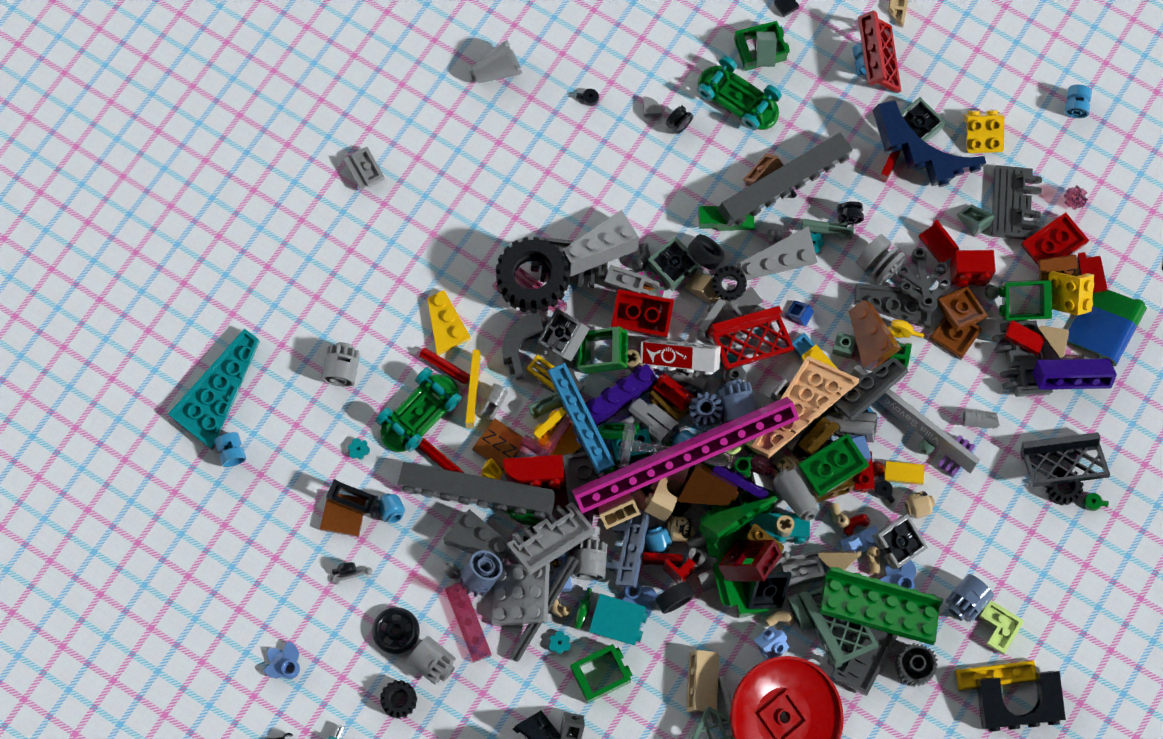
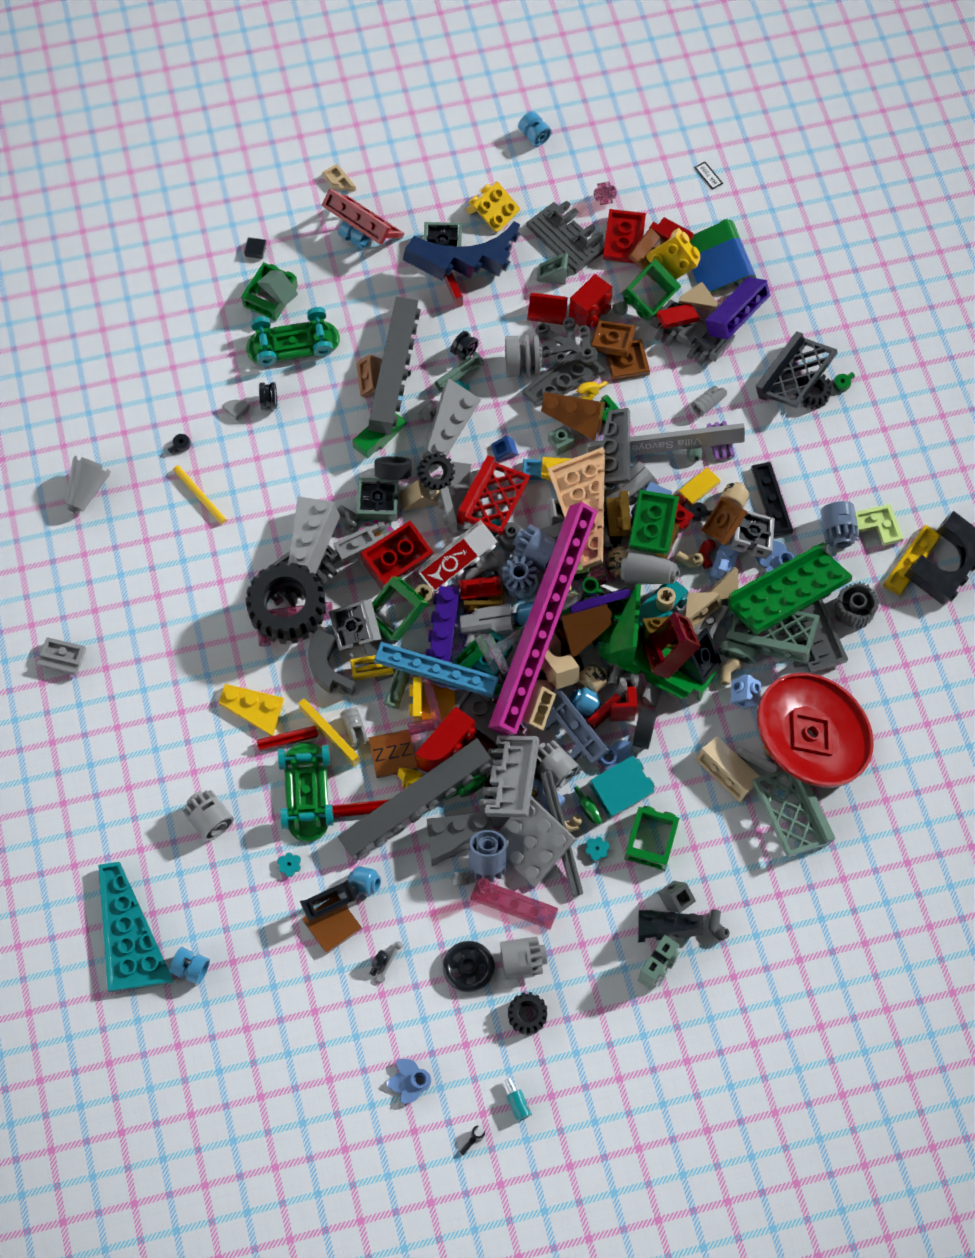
camera: 45 degrees left, 5 degrees down
(564, 145) = (199, 494): none -> yellow bar
(804, 555) = (701, 606): none -> tan slope
(873, 555) = (742, 561): tan arm -> none
(888, 513) = (724, 521): none -> dark orange tile
(945, 532) = (771, 498): none -> black tile

